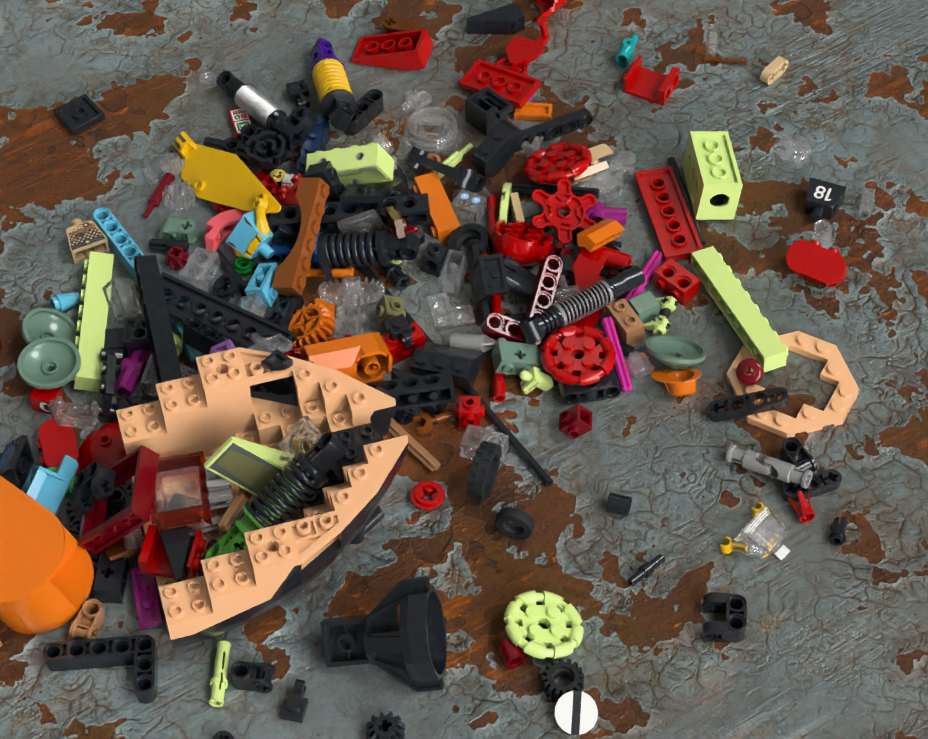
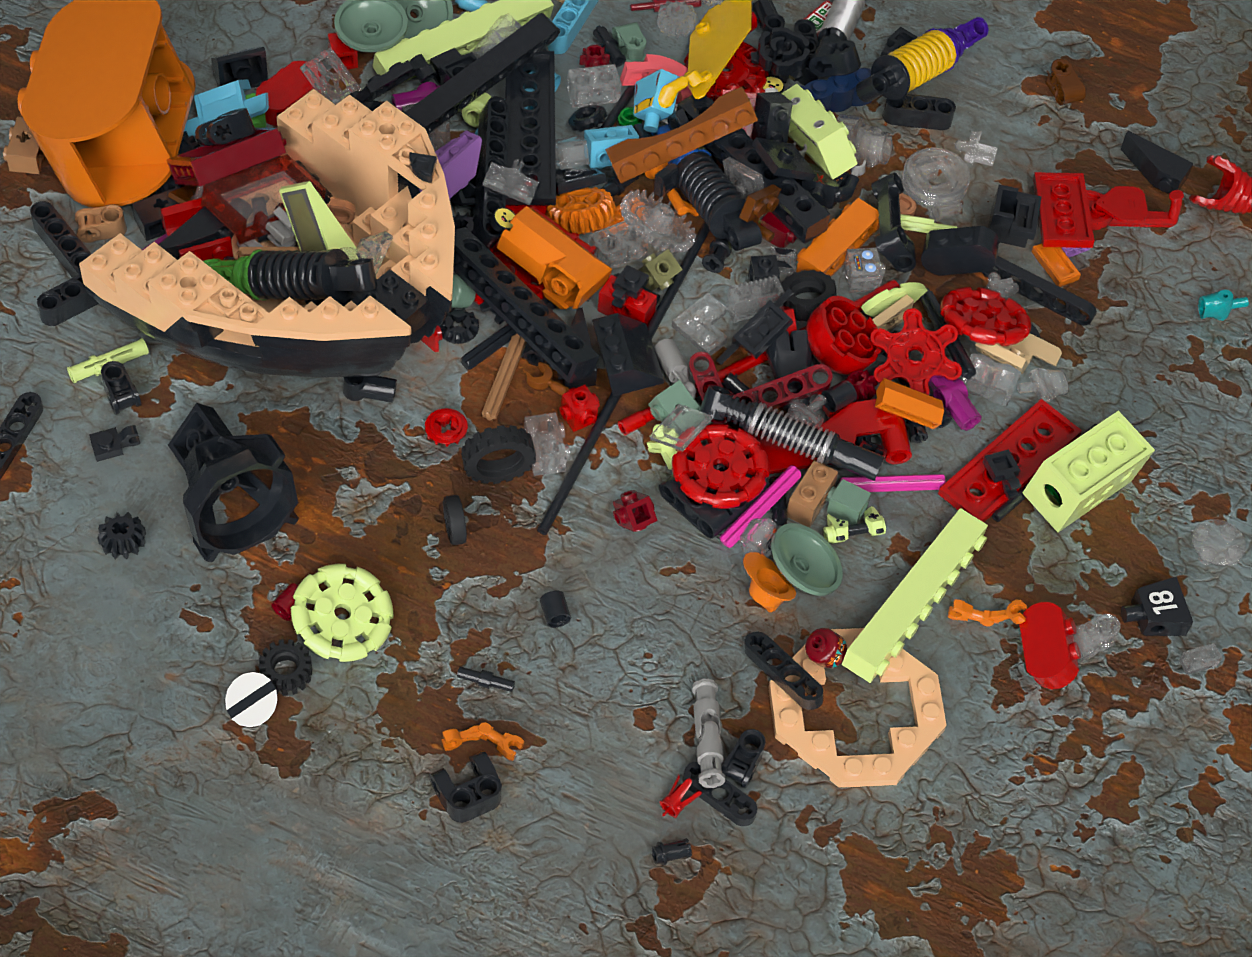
camera: 50 degrees right, 5 degrees up
(395, 50) = (1032, 95): red slope -> none
(537, 358) = (680, 427): none -> clear piece
(648, 83) = (1195, 350): red panel -> none
(676, 281) = (915, 516): red brick -> none
(678, 216) = (1004, 468): none -> black plate
(687, 589) = (484, 731): none -> orange piece
(760, 535) = (606, 770): clear torso -> none
(772, 285) = (965, 611): none -> orange piece

